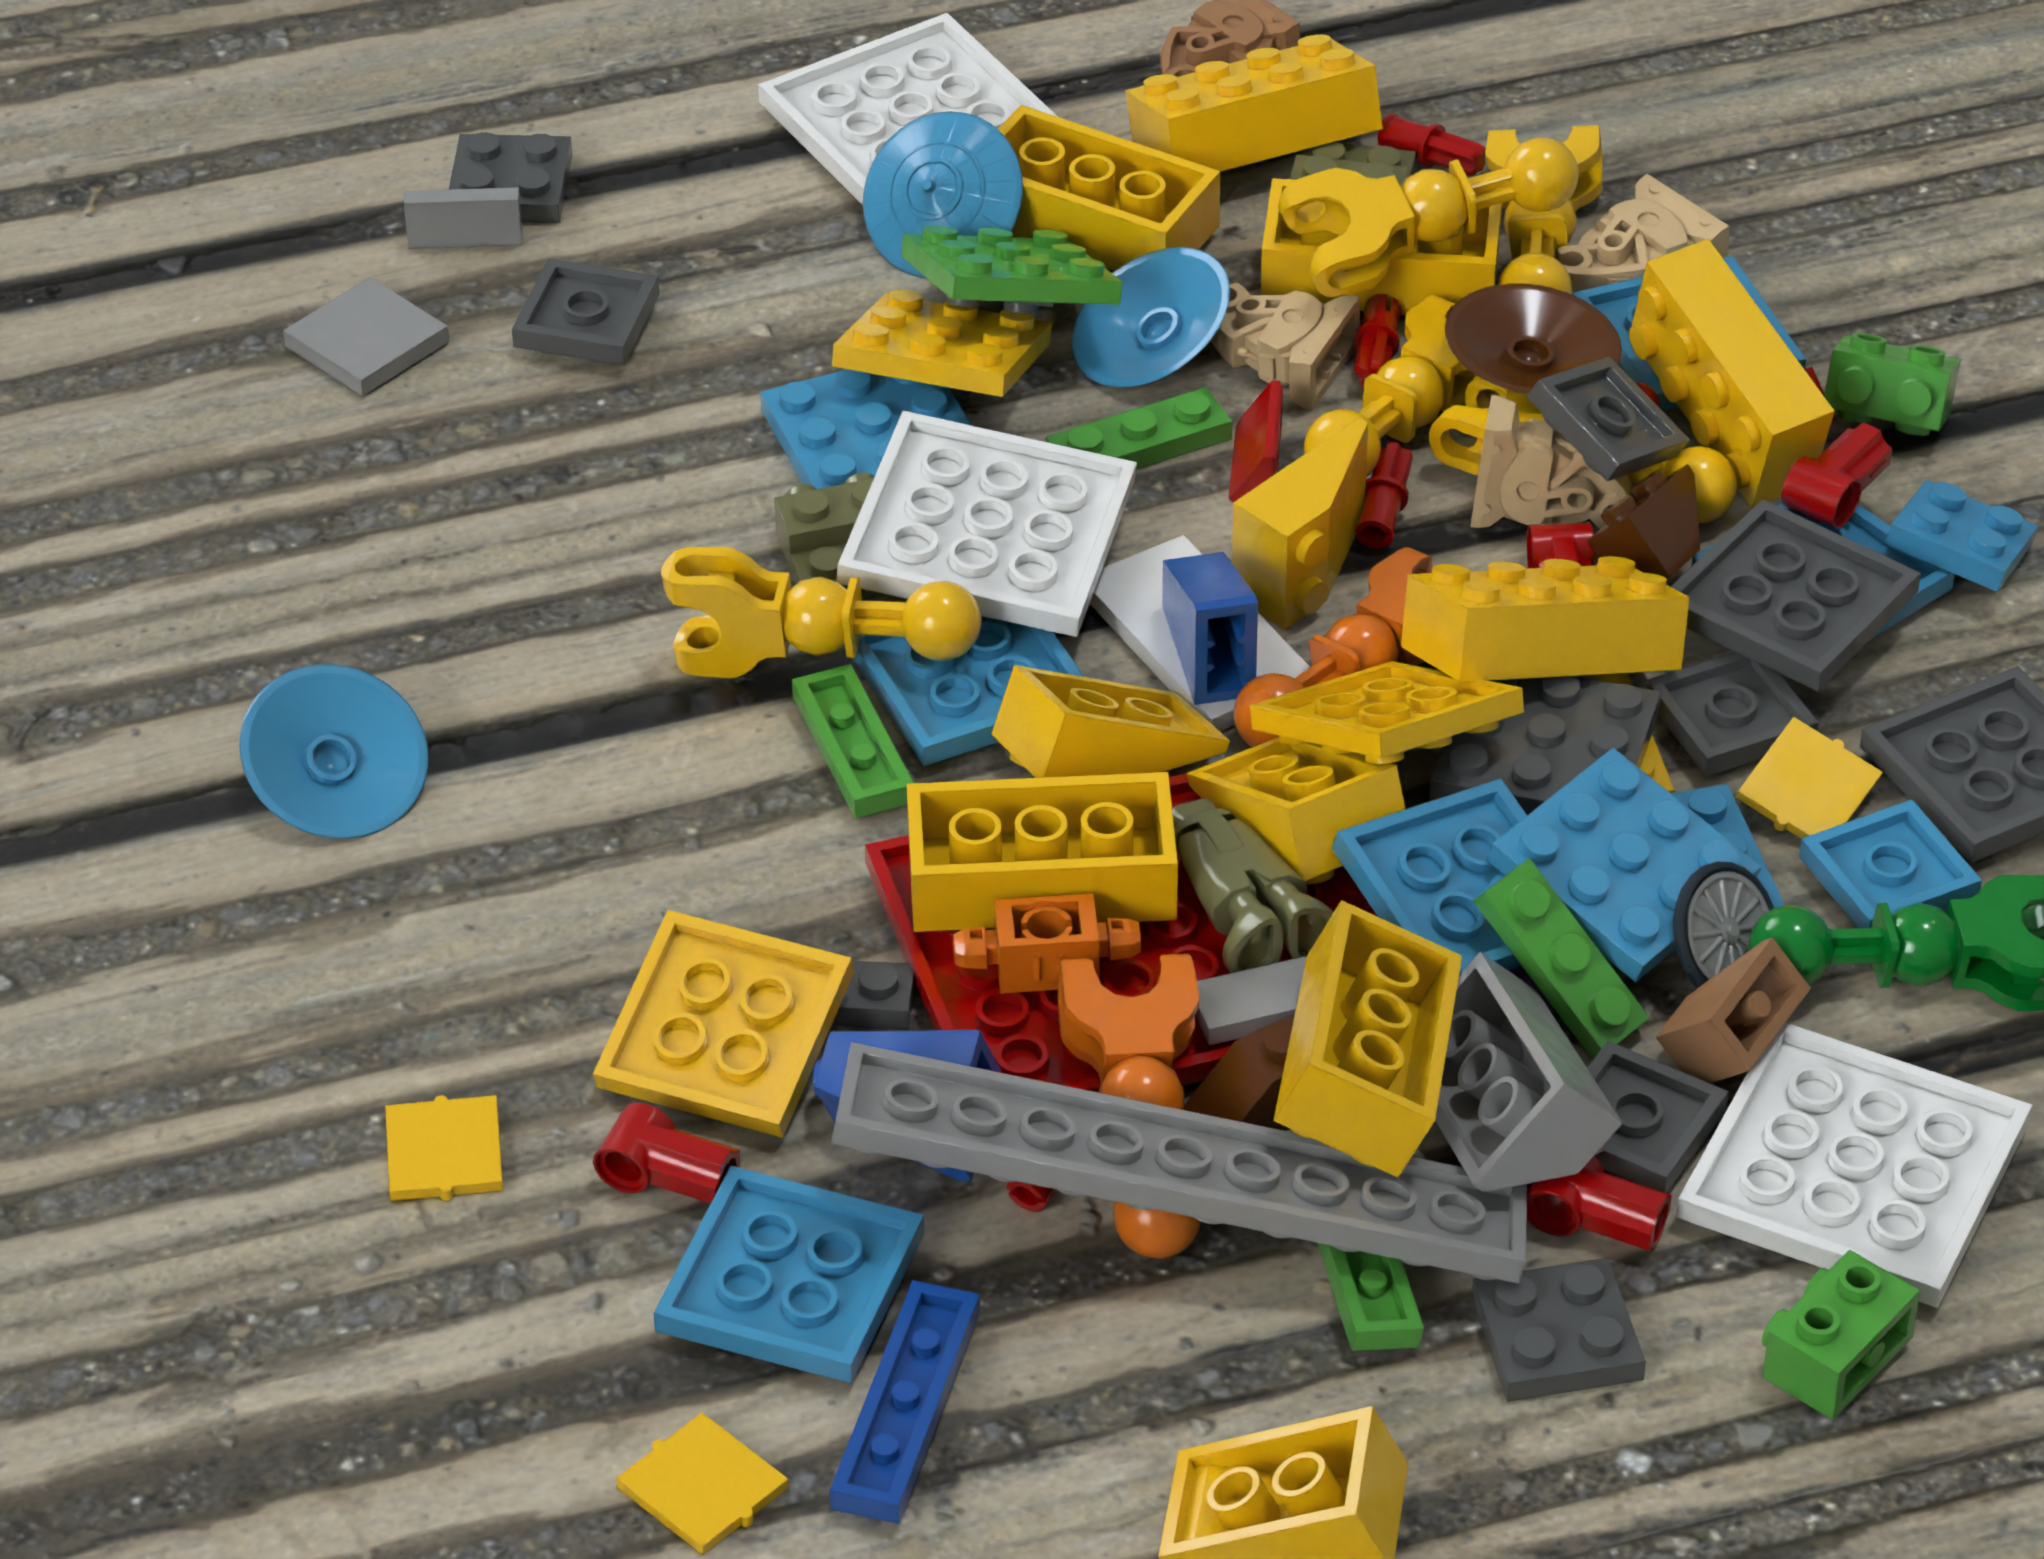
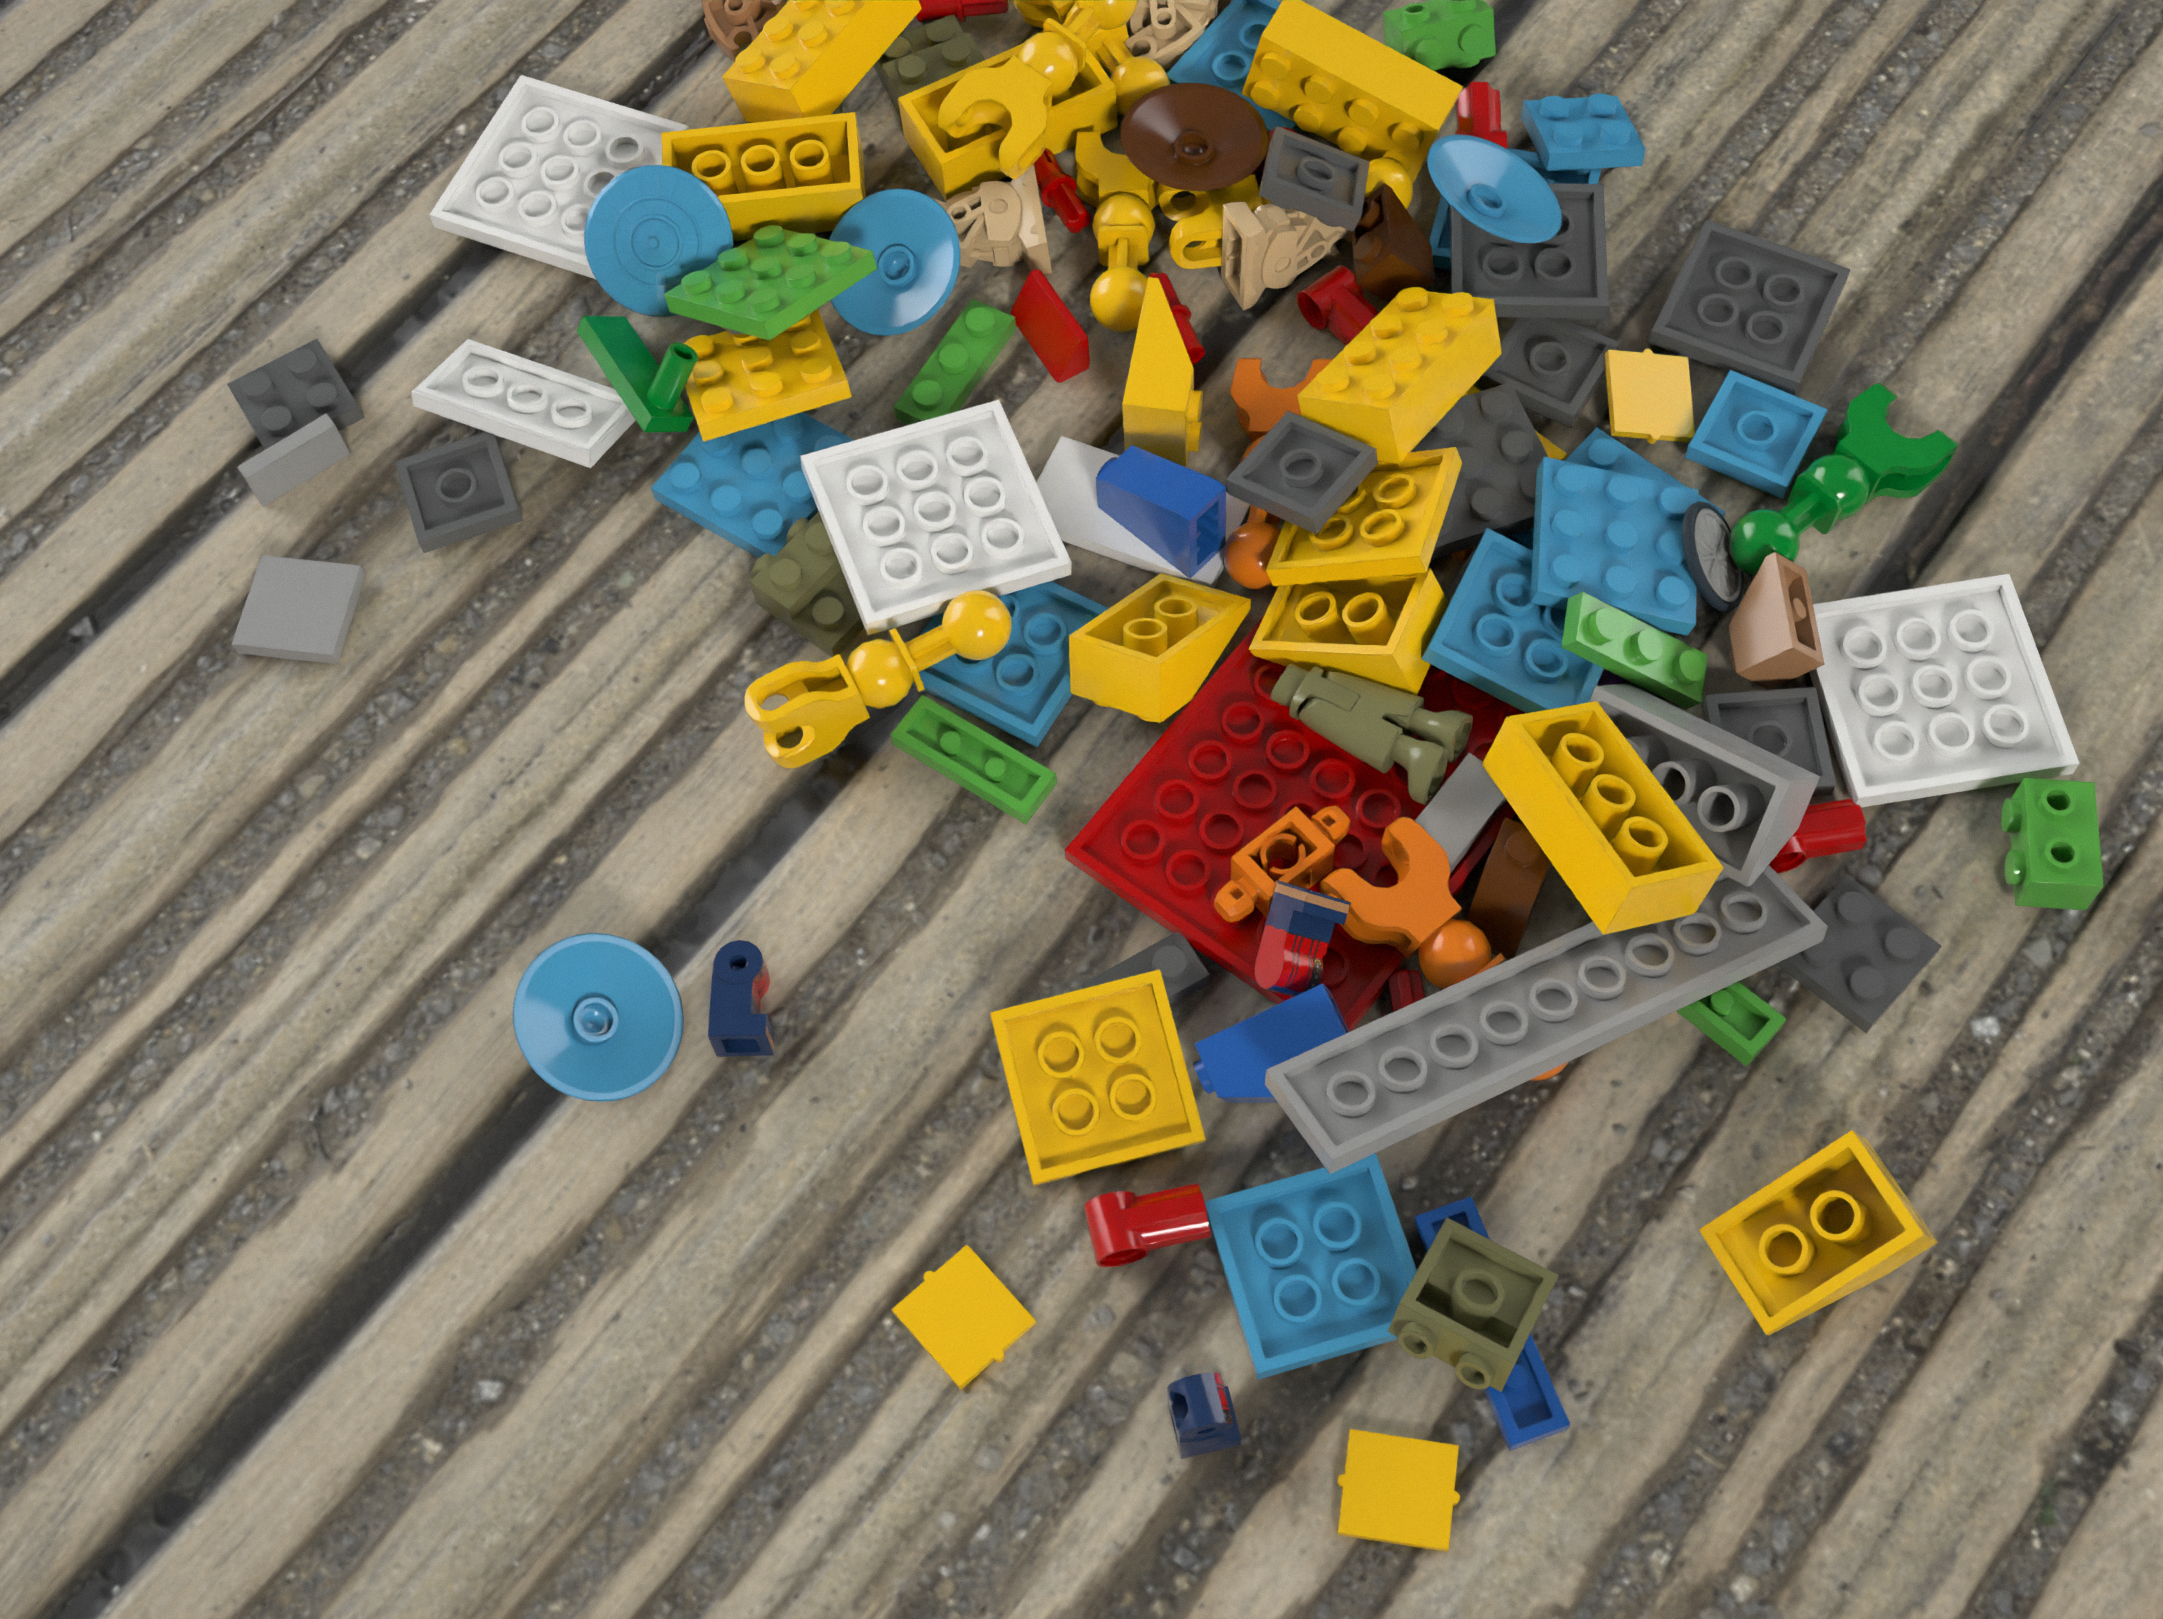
camera: 30 degrees left, 20 degrees up
(465, 810) = (735, 1002): none -> dark blue leg
(569, 1309) = (1202, 1414): none -> dark blue leg
(711, 272) = (525, 402): none -> white tile
(831, 291) = (644, 386): none -> green piece
(885, 1350) = (1471, 1306): none -> olive plate
(1000, 991) = (1297, 938): none -> leg
(1039, 841) = (1221, 788): yellow brick -> none
(1358, 642) = (1302, 472): none -> dark grey plate
(1781, 508) = (1494, 189): none -> dark azure hat

